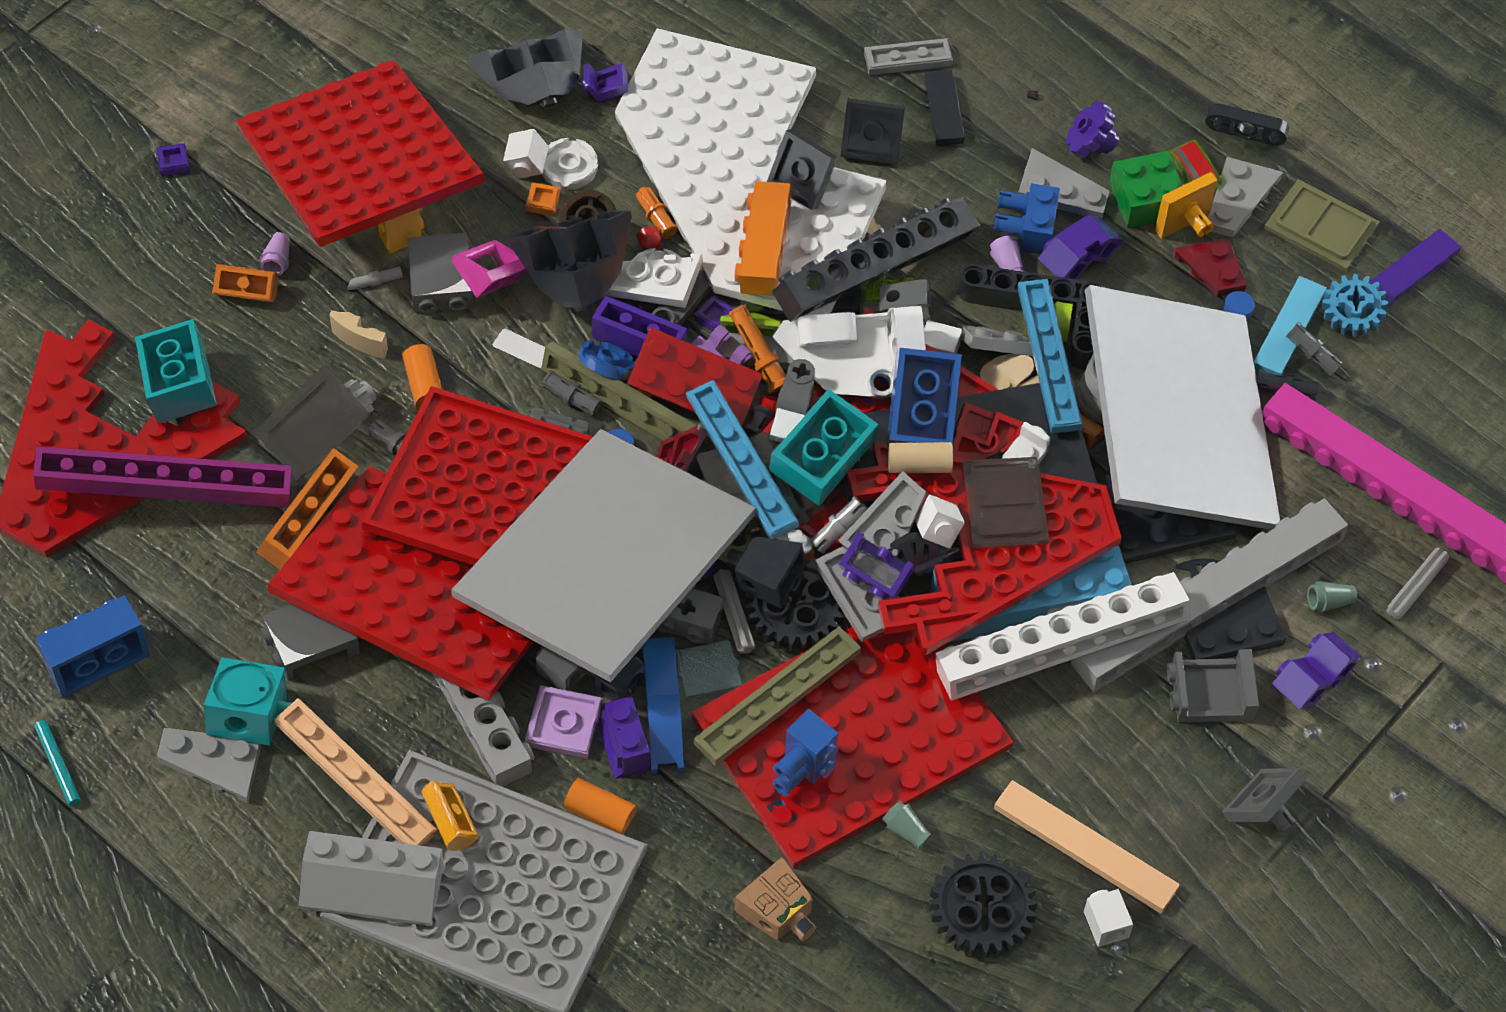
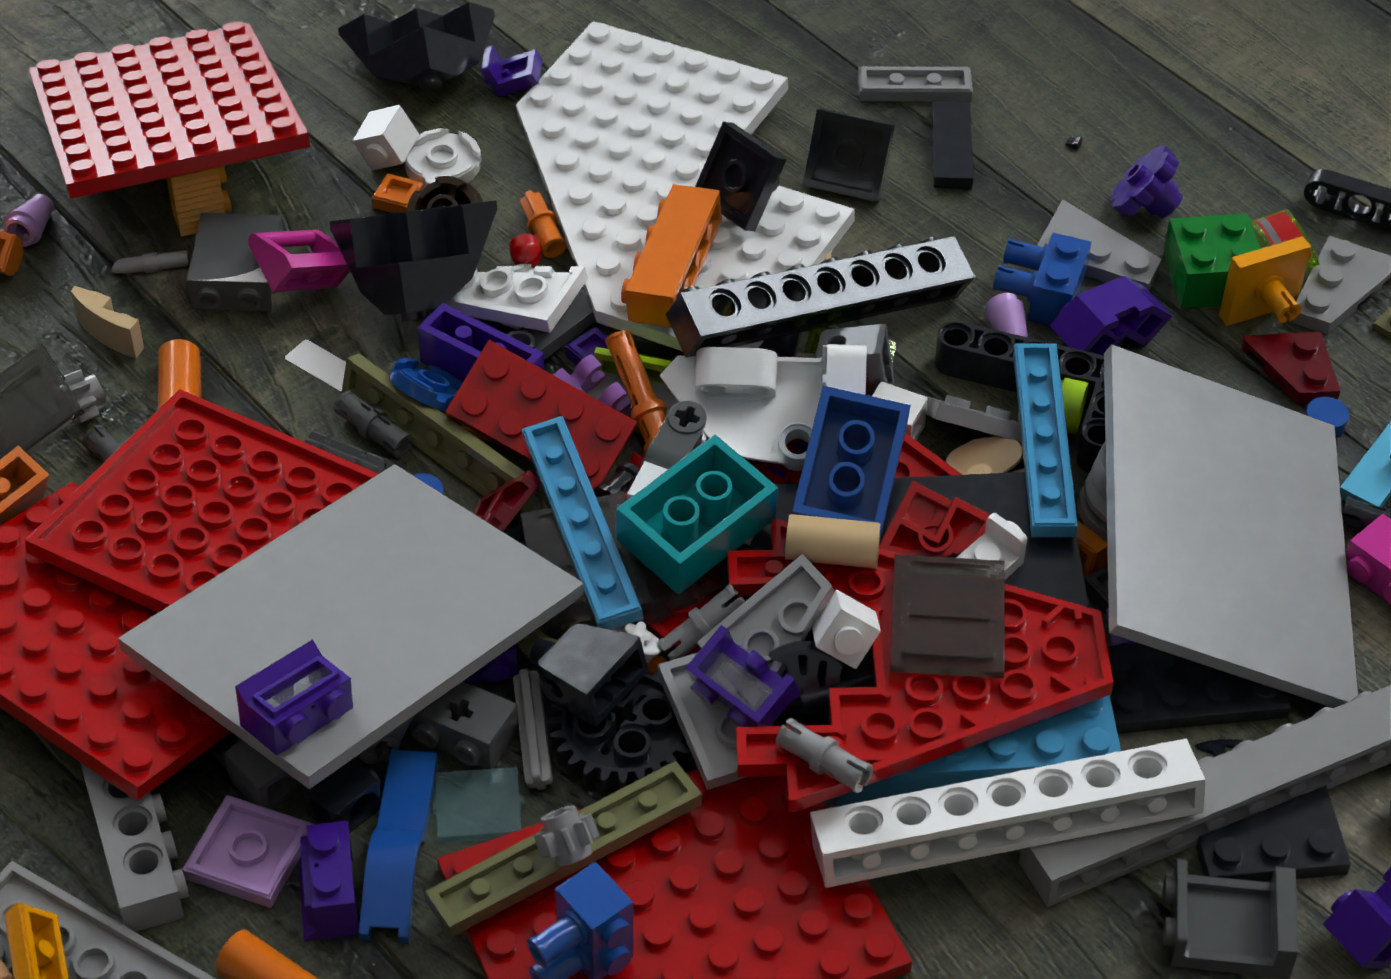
camera: 10 degrees right, 10 degrees down
(588, 622) = (293, 698): none -> dark purple window
(781, 690) = (566, 835): none -> light grey gear
(941, 615) = (824, 755): none -> light grey pin

